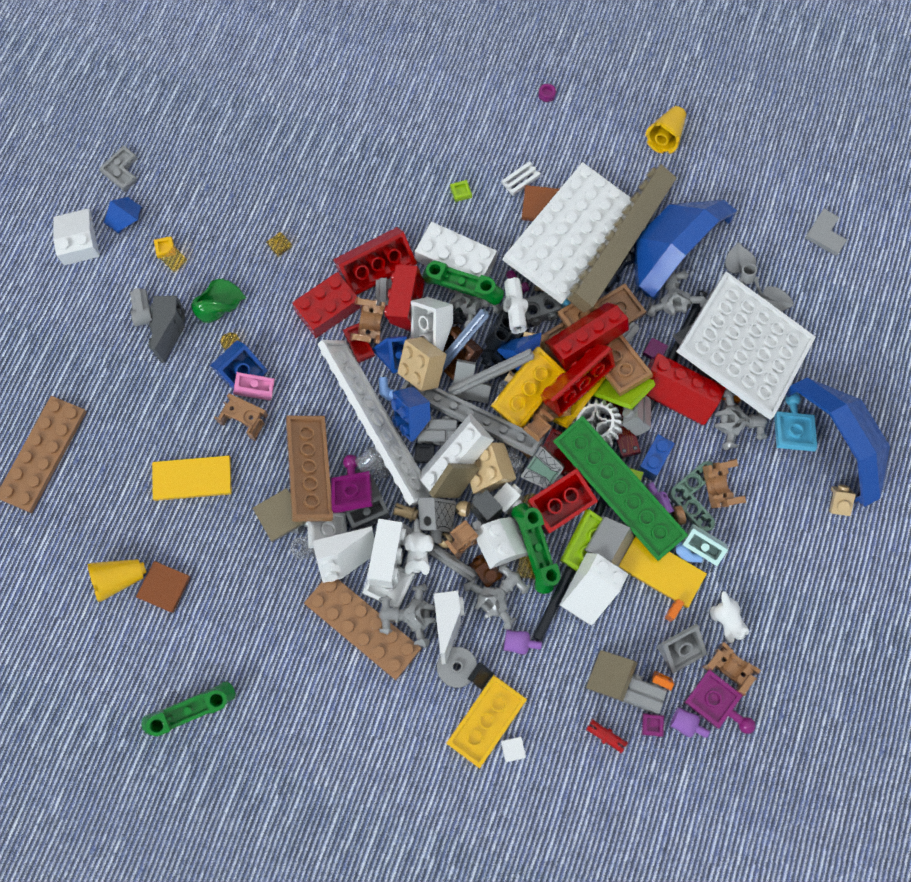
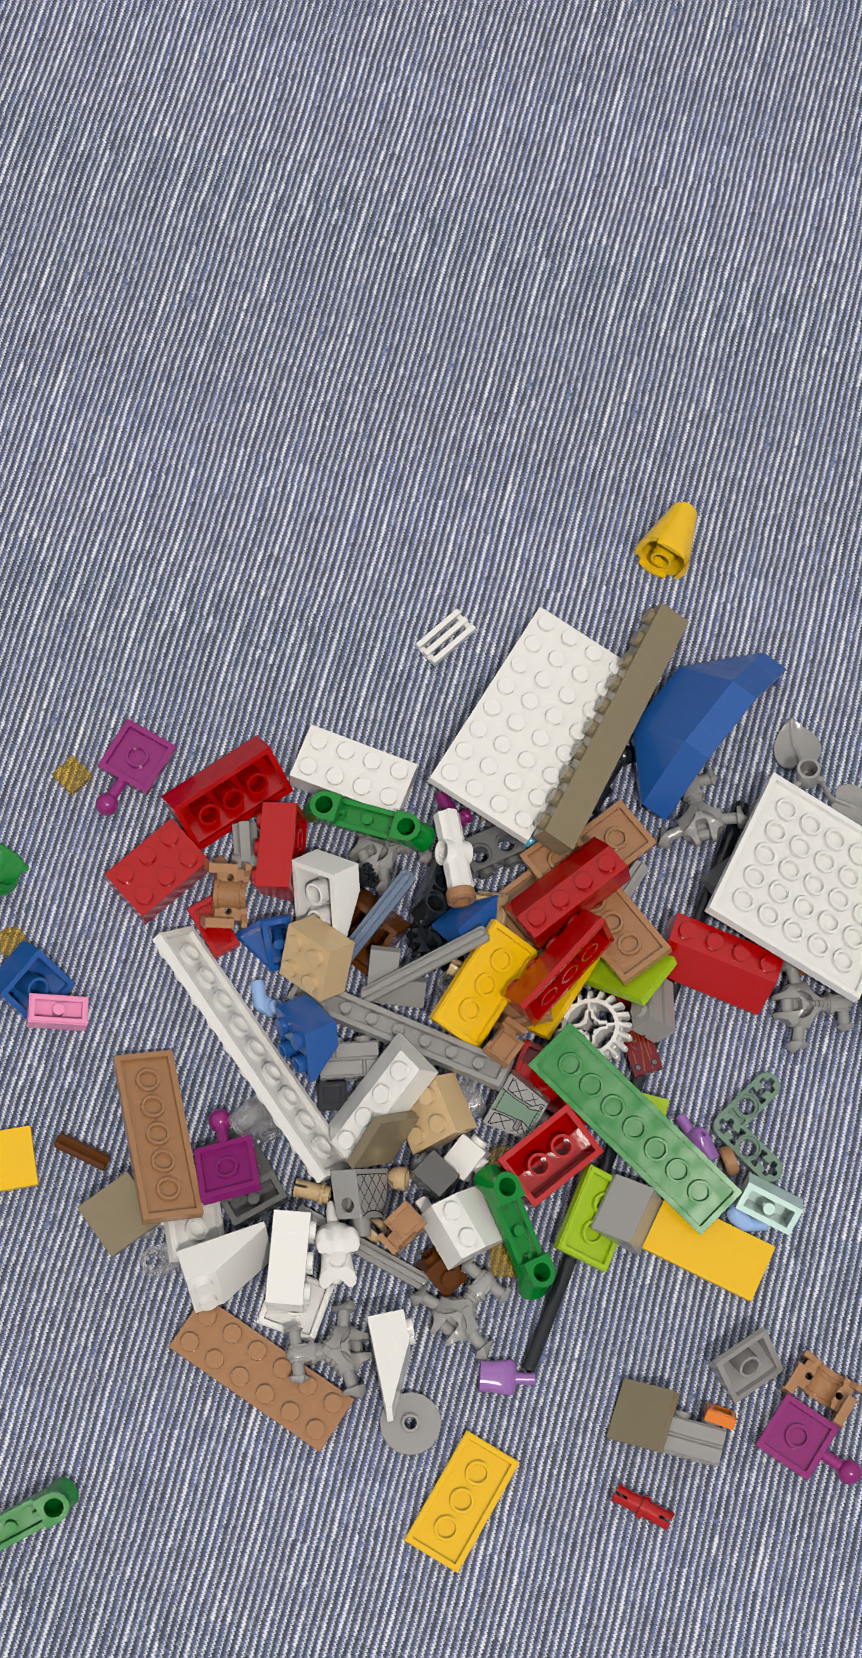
camera: 10 degrees left, 0 degrees up
(243, 412) = (44, 1057): medium nougat piece -> none
(261, 475) = (82, 1151): none -> reddish brown axle
(319, 237) = (135, 760): none -> magenta plate
(461, 190) = (352, 665): lime tile -> none
(480, 675) = (447, 1433): black tile -> none
(513, 749) = (505, 1540): white tile -> none
(517, 331) = (461, 896): none -> medium nougat tile
(535, 200) = (473, 673): dark orange tile -> none
(547, 92) = (475, 490): magenta tile -> none
(593, 587) = (606, 1285): white slope -> none
(652, 725) = (710, 1484): magenta tile -> none
(655, 347) = (674, 900): magenta tile -> none
(656, 457) = (686, 1074): blue brick -> none
(674, 610) = (730, 1307): orange tile -> none
(687, 723) = (761, 1477): medium lavender piece -> none
(718, 486) = (783, 1109): medium nougat piece -> none
(729, 616) = (812, 1308): white animal -> none

